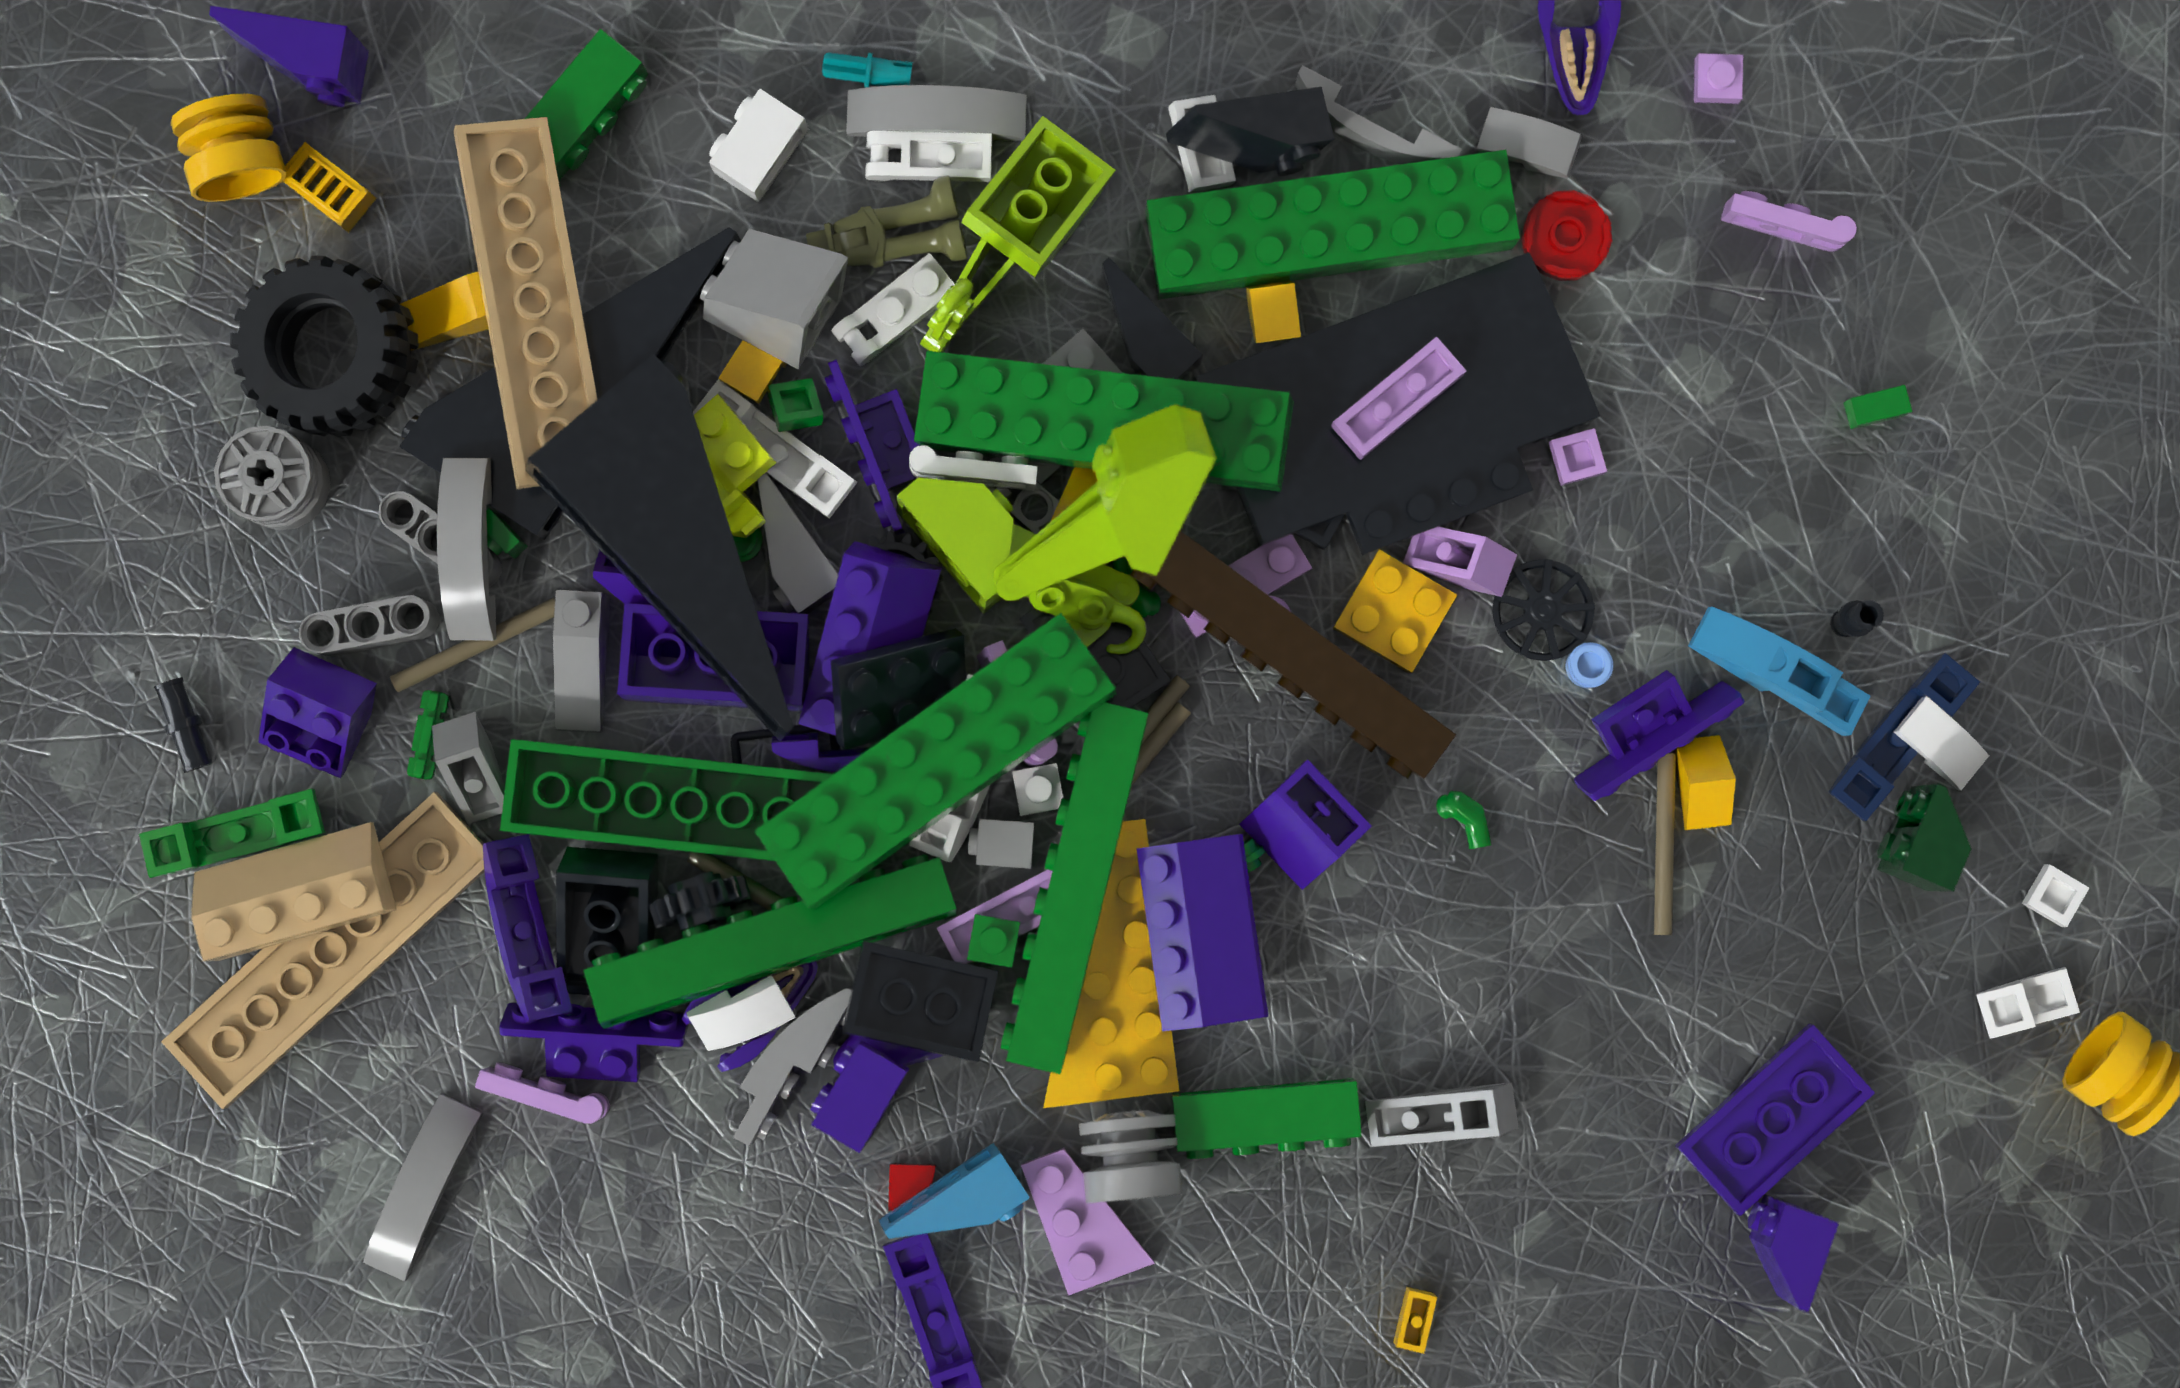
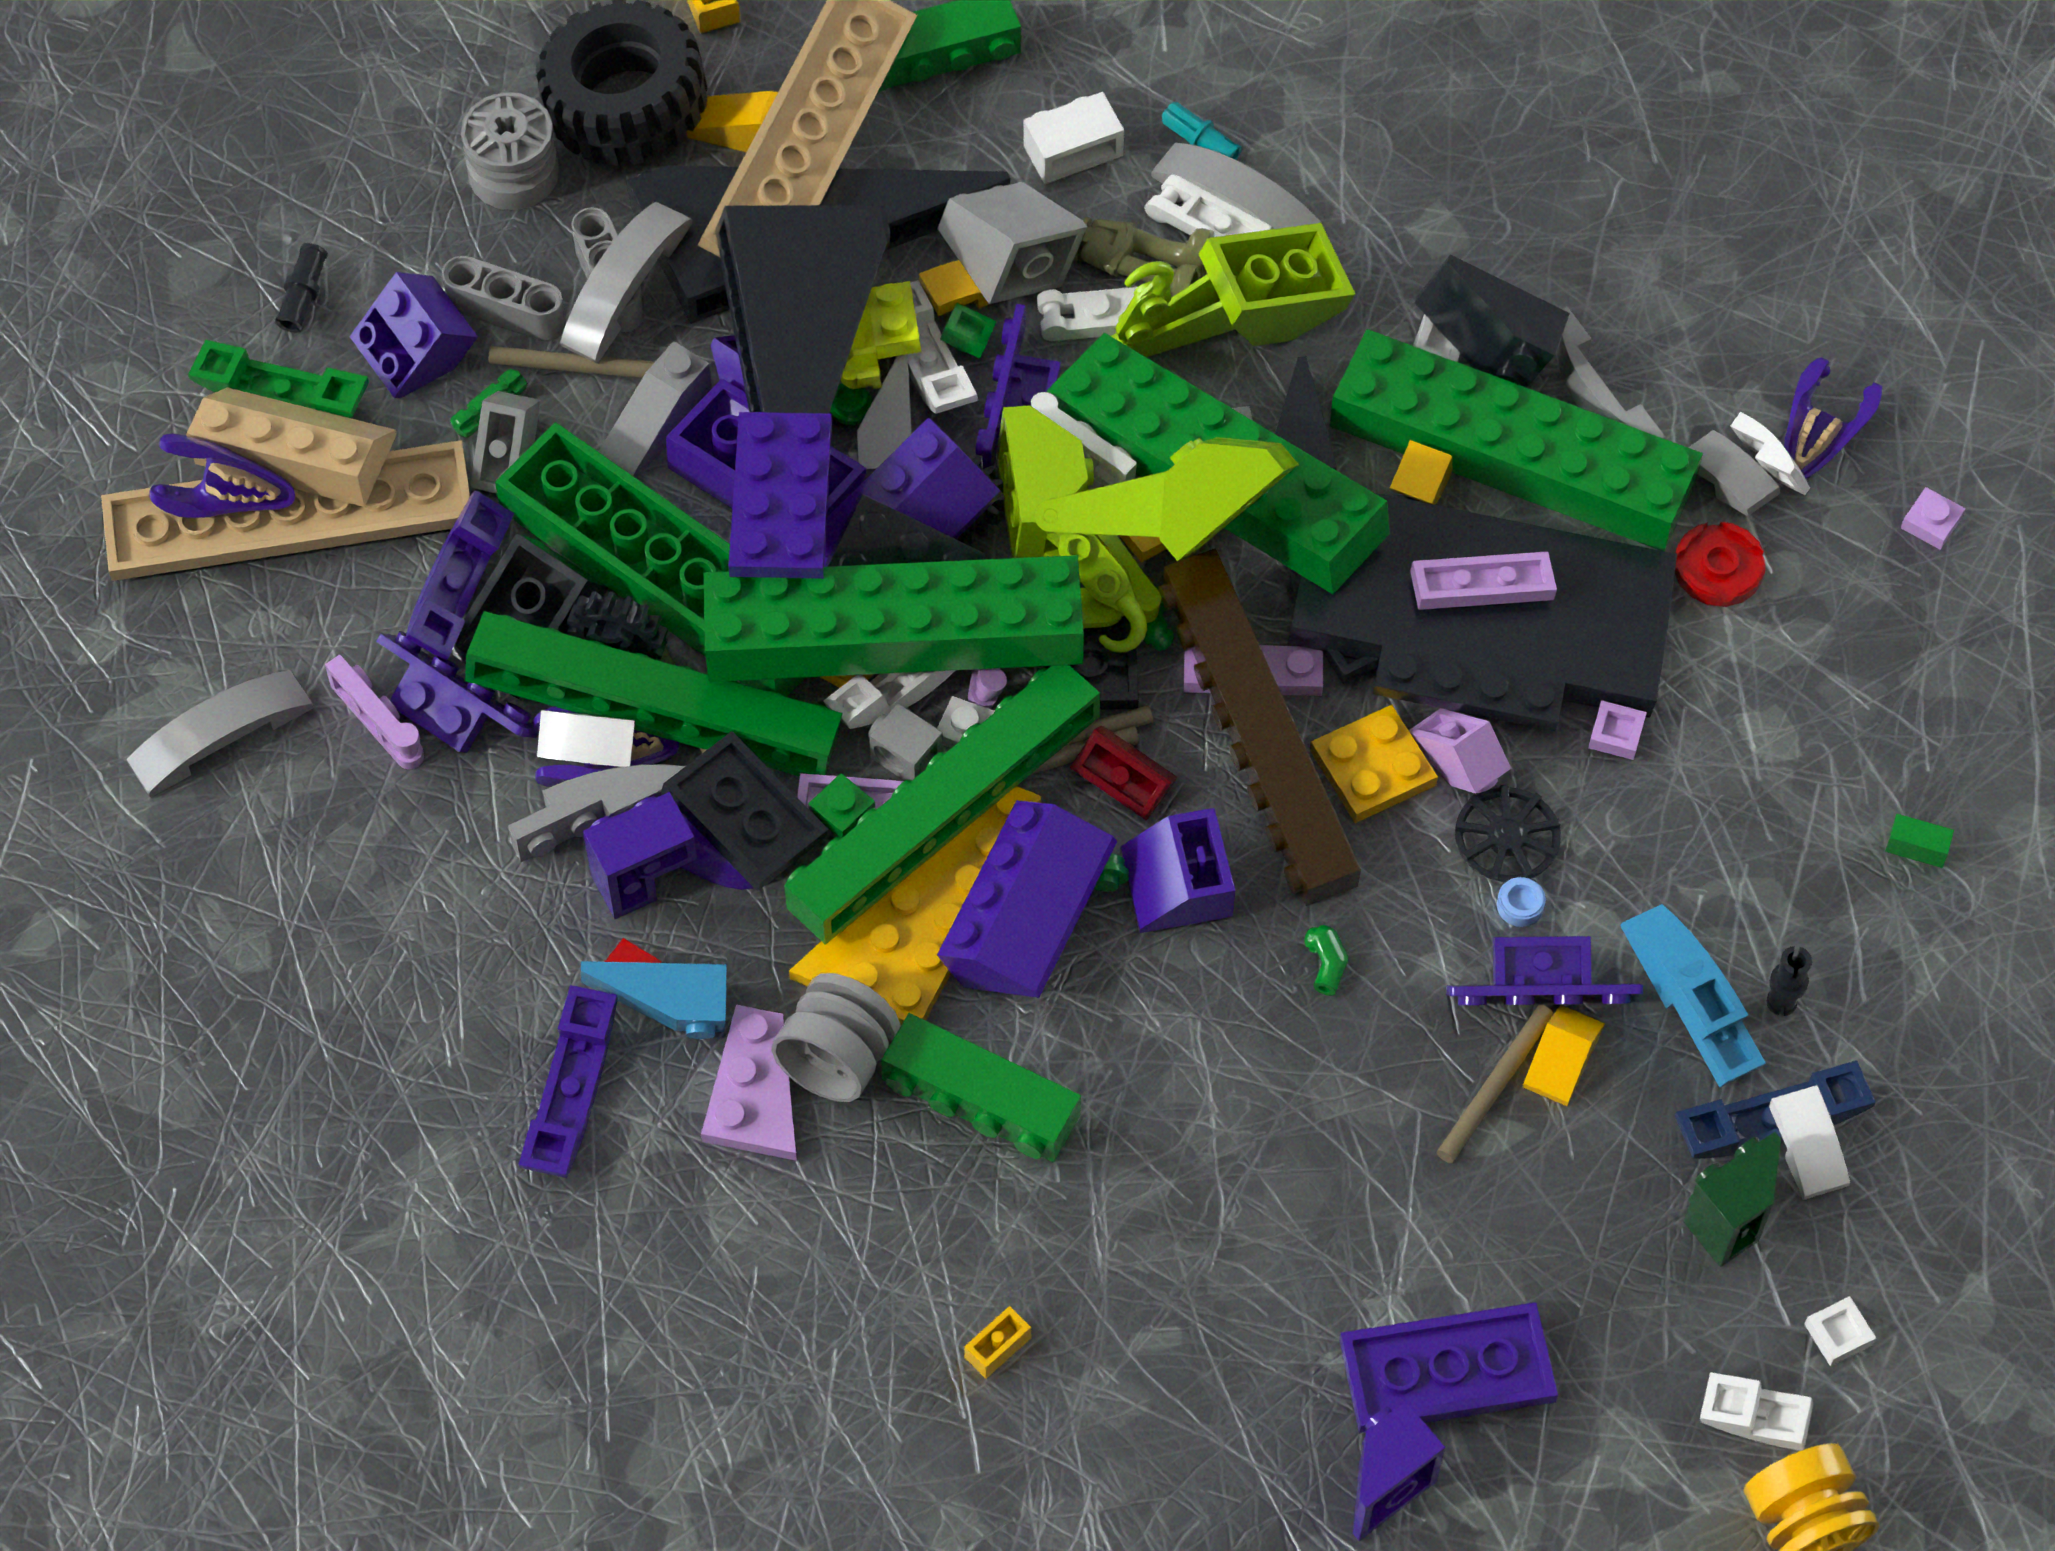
camera: 35 degrees right, 25 degrees down
(263, 979) = (228, 484): none -> dark purple animal
(502, 537) = (657, 293): green plate -> none
(773, 720) = (780, 495): none -> dark purple plate
(1198, 751) = (1123, 772): none -> dark red slope
(1442, 1115) = (1144, 1180): light grey slope -> none
(1566, 109) = (1770, 453): none -> white slope
(1788, 222) = (1926, 652): lavender plate -> none

